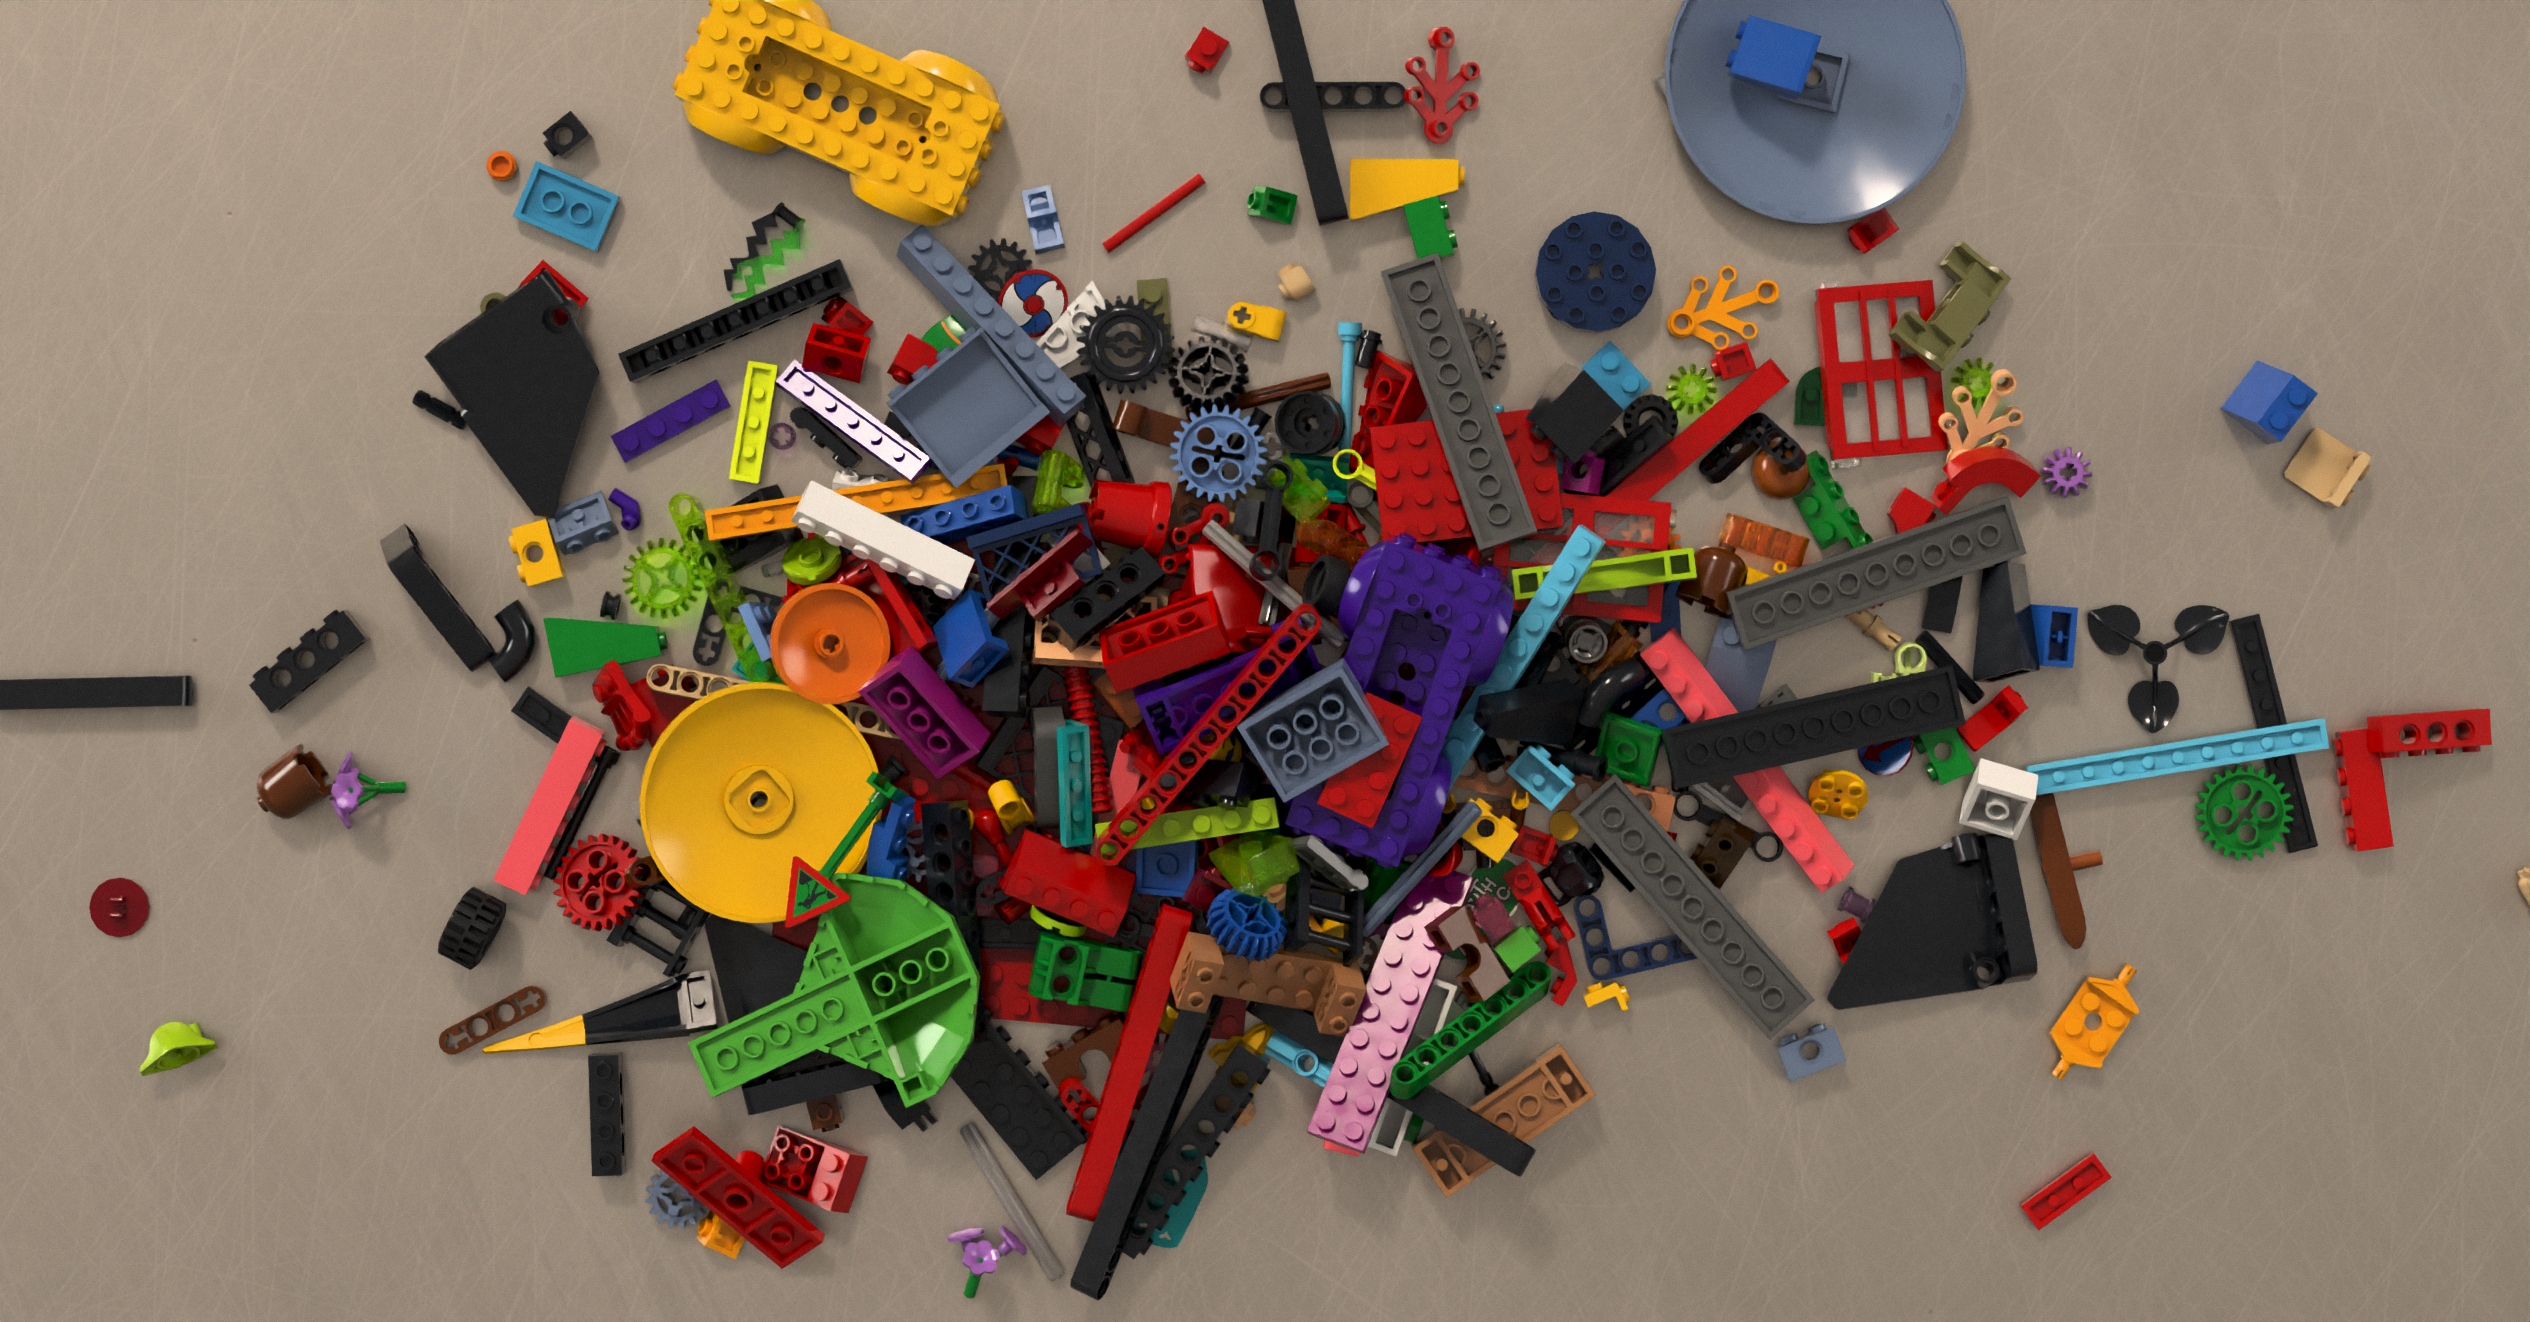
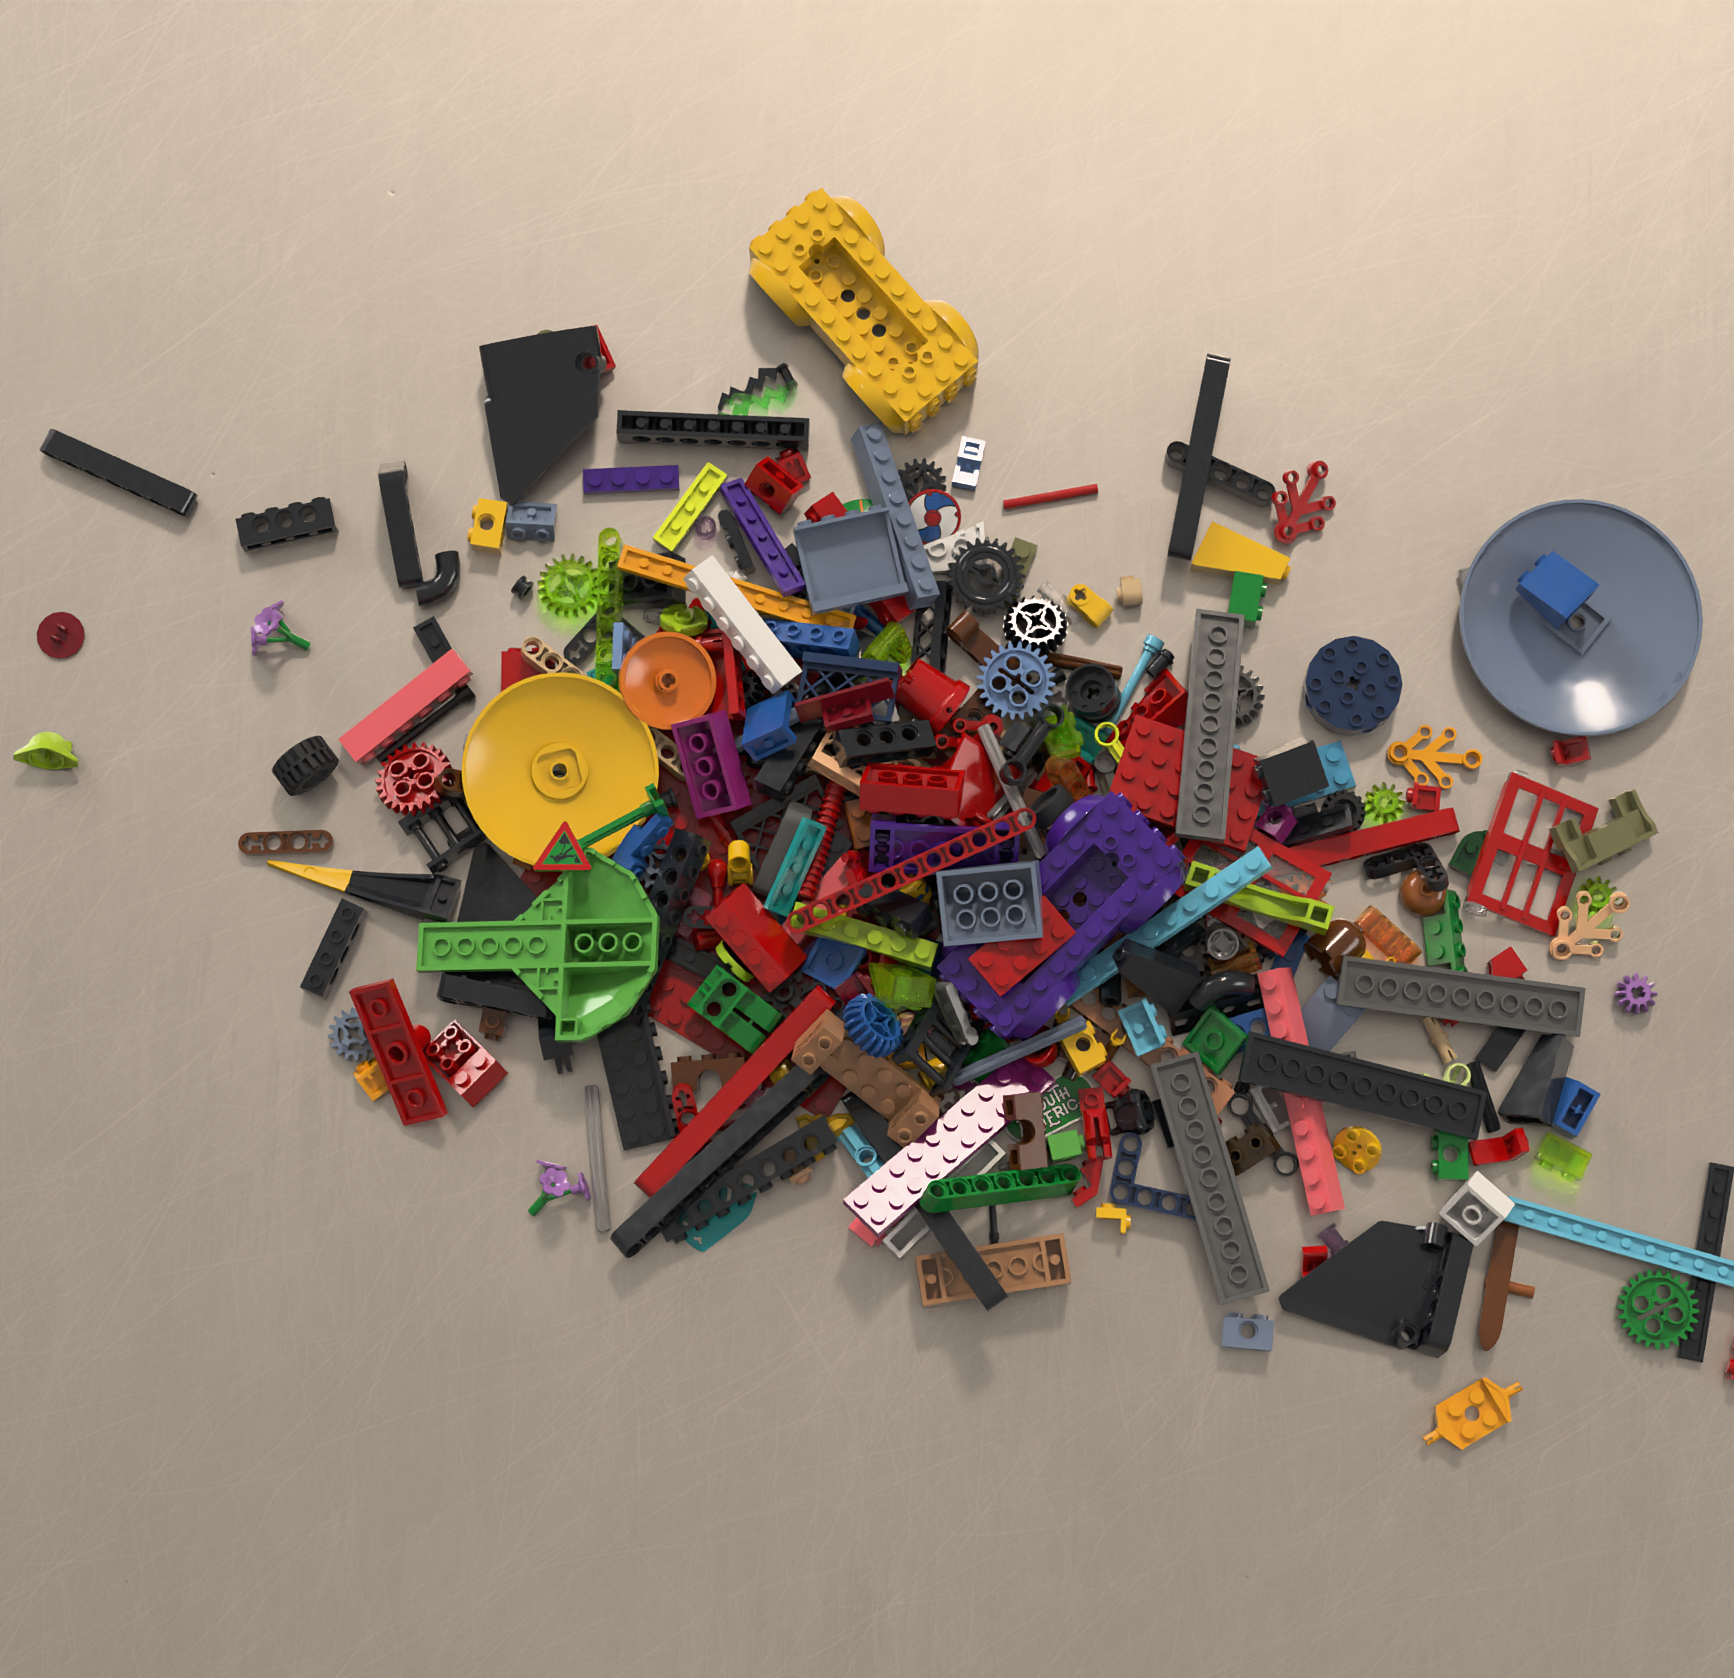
camera: 30 degrees right, 10 degrees down
(292, 784) = (229, 603): reddish brown cylinder -> none
(439, 409) = (470, 394): black axle -> none
(501, 166) = (600, 247): orange plate -> none
(566, 206) = (632, 296): dark azure plate -> none
(579, 132) = (662, 238): black brick -> none
(589, 645) = (498, 610): green slope -> none
(623, 706) = (494, 659): red plate -> none
(629, 507) = (570, 526): dark purple arm -> none
(1206, 51) = (1143, 401): red bracket -> none
(1271, 204) = (1139, 529): green bracket -> none
(1413, 1128) = (922, 1246): green tile -> none
(1492, 916) = (1057, 1113): clear pink brick -> none
(1563, 825) = (1141, 1076): yellow tile -> none
(1575, 761) = (1175, 1031): black pin -> none
(1887, 757) = (1406, 1137): blue piece -> none
(1981, 467) = (1574, 957): red arch -> none
(2065, 1191) = (1392, 1532): red plate -> none
(2066, 692) = (1562, 1156): none -> clear neon green bracket
(2117, 625) = (1621, 1127): black plant -> none

